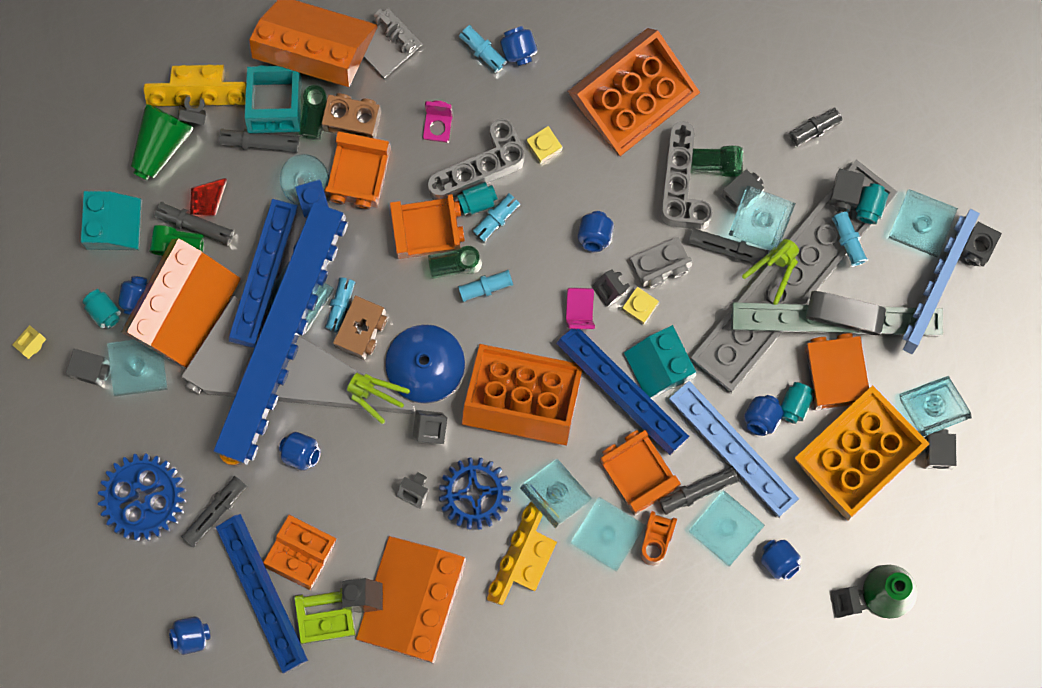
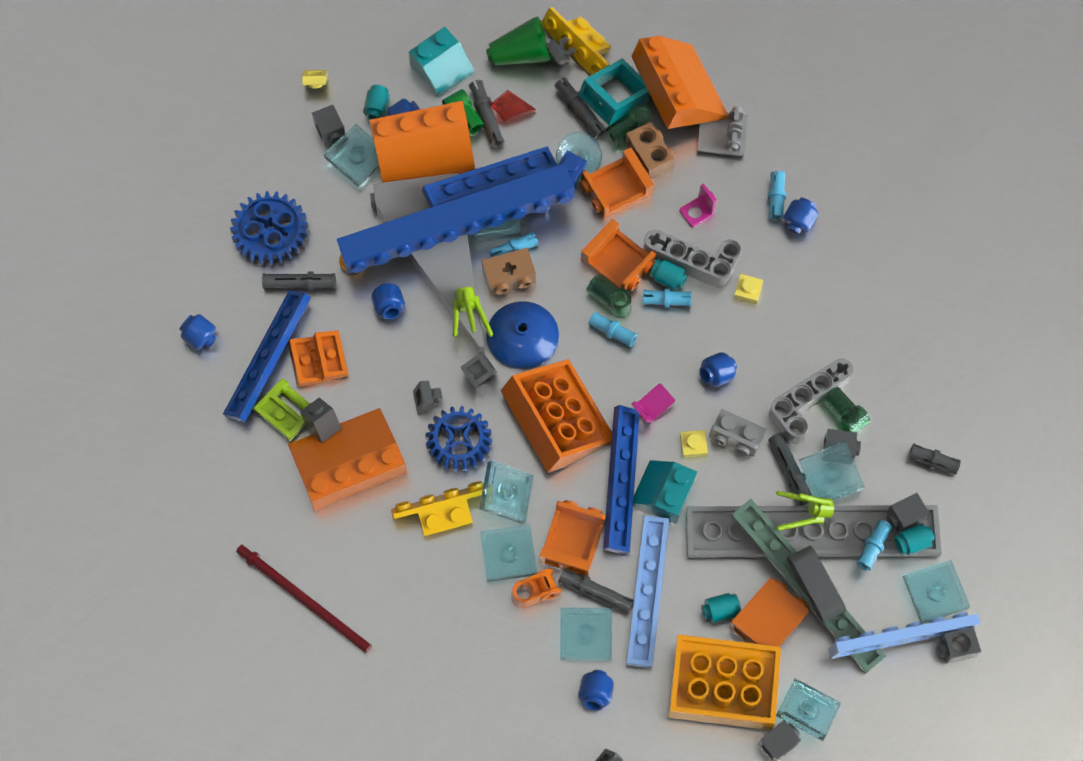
camera: 45 degrees right, 10 degrees down
(610, 287) = (687, 412): dark grey tile -> none
(634, 91) = (842, 316): orange slope -> none
(763, 415) = (691, 591): blue head -> none

